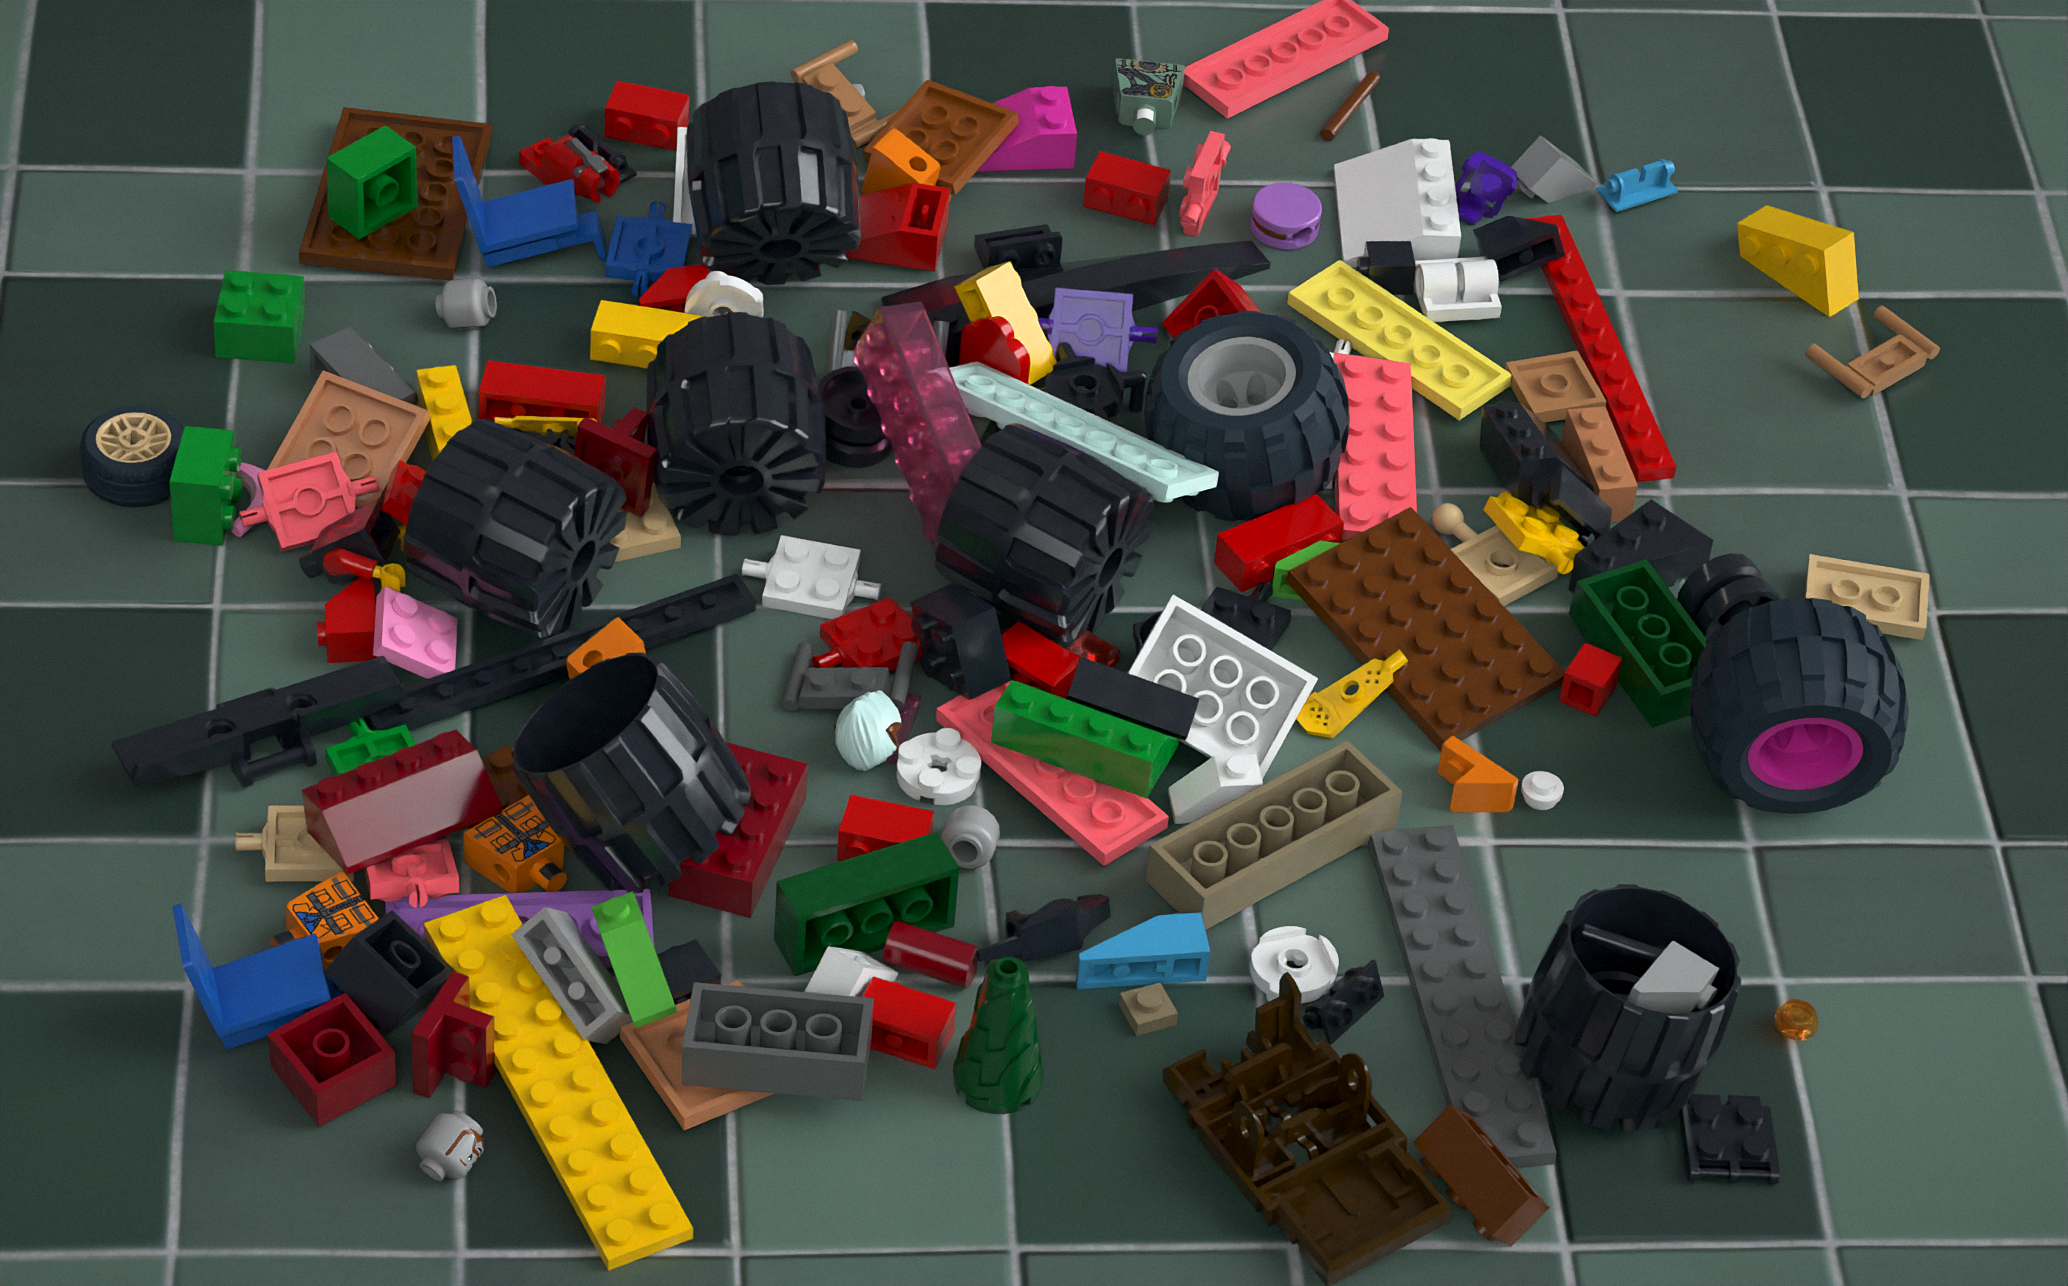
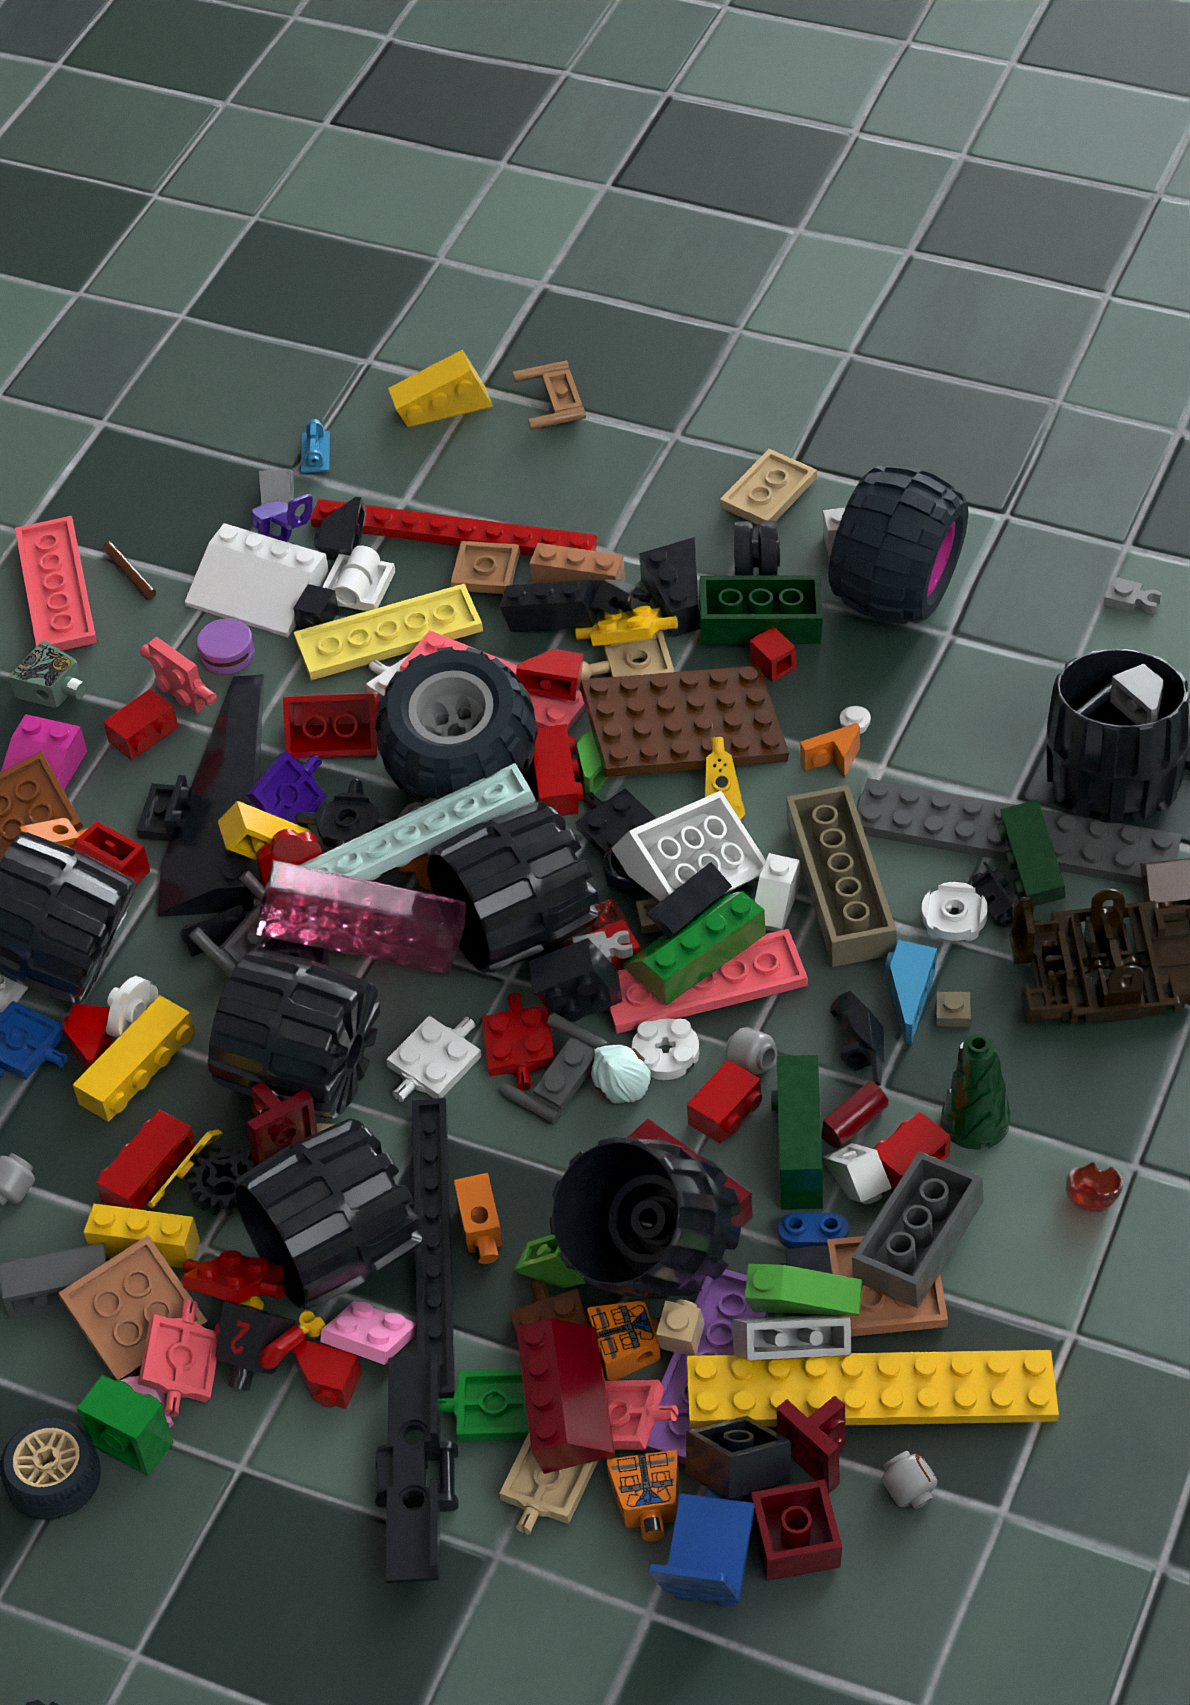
camera: 55 degrees left, 5 degrees up
(535, 873) = (680, 1327): none -> tan brick
(751, 963) = (811, 1230): none -> blue plate
(944, 1203) = (1094, 1188): none -> clear red hair
(1027, 649) = (610, 946): none -> light grey plate
(1406, 480) = (552, 674): none -> red slope
(1415, 1002) = (1031, 853): none -> dark green brick
(1939, 997) = (1128, 594): none -> light grey plate

